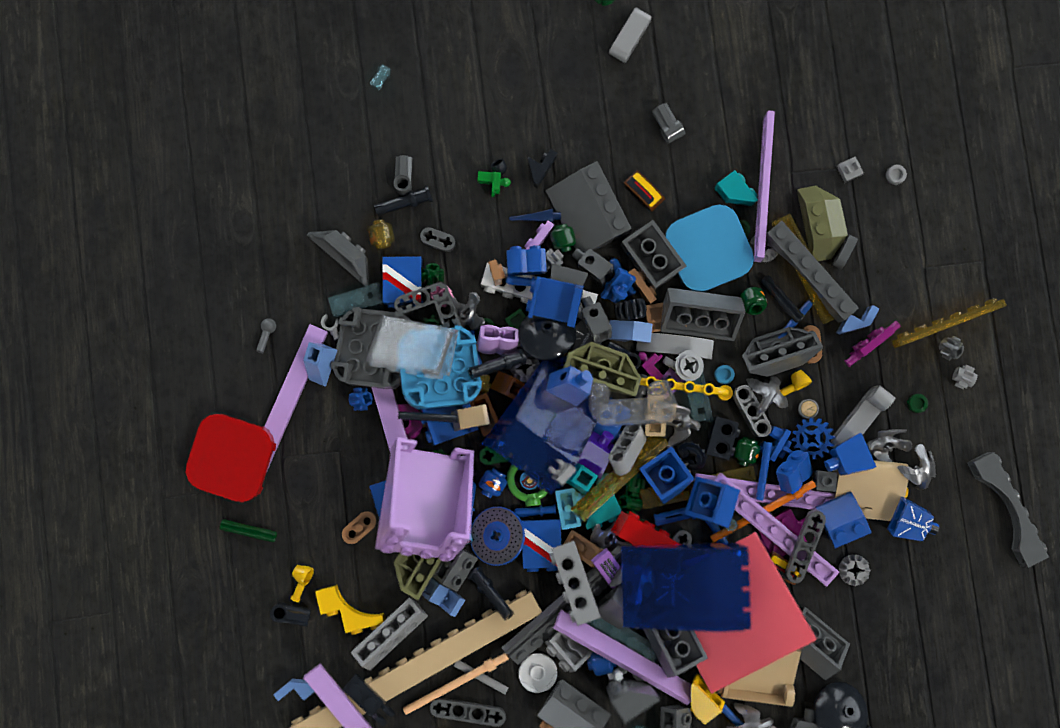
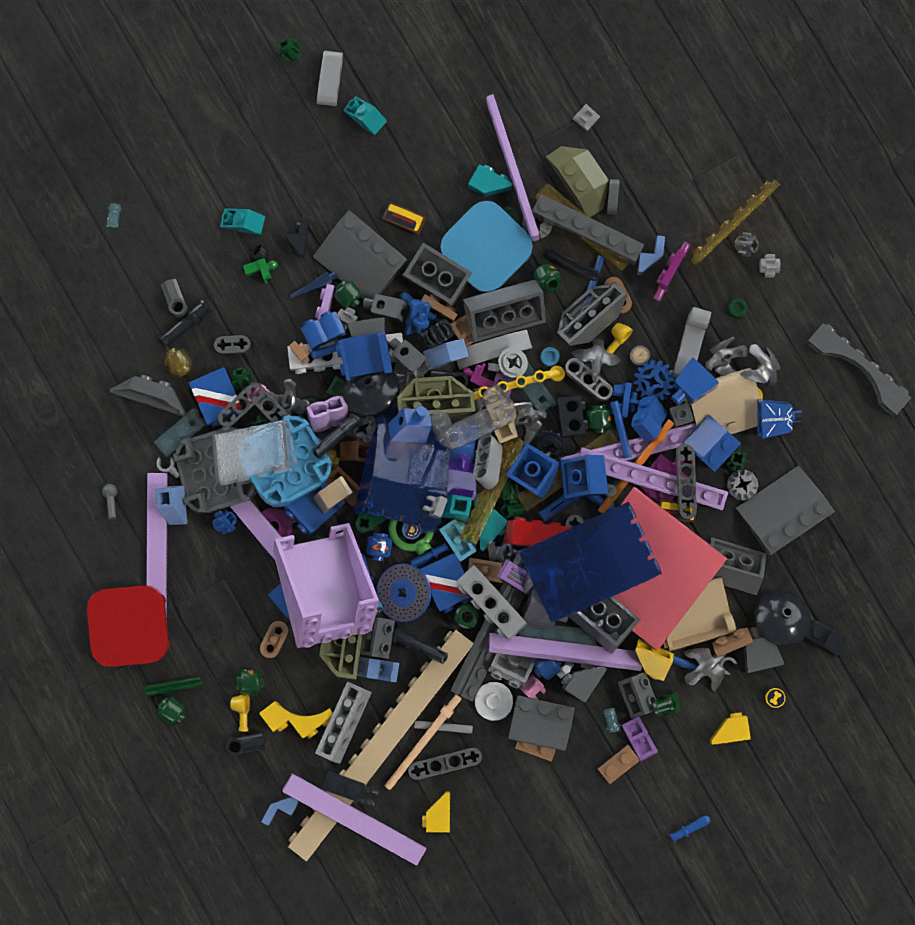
camera: 20 degrees left, 0 degrees up
(236, 553) = (171, 711): none -> dark green head
(319, 557) = (249, 682): none -> dark green head
(427, 417) = (293, 510): black bar -> none
(495, 130) = (242, 221): none -> teal slope
(552, 585) = (463, 622): none -> dark green head
(579, 677) = (532, 687): none -> bright pink tile
(648, 81) = (365, 115): none -> teal slope
(670, 127) = (403, 149): dark grey piece -> none
(784, 715) = (732, 642): none -> medium nougat plate
(862, 548) = (741, 461): none -> dark green gear
(884, 612) = (784, 510): none -> dark grey slope
(896, 174) = (631, 104): light grey tile -> none

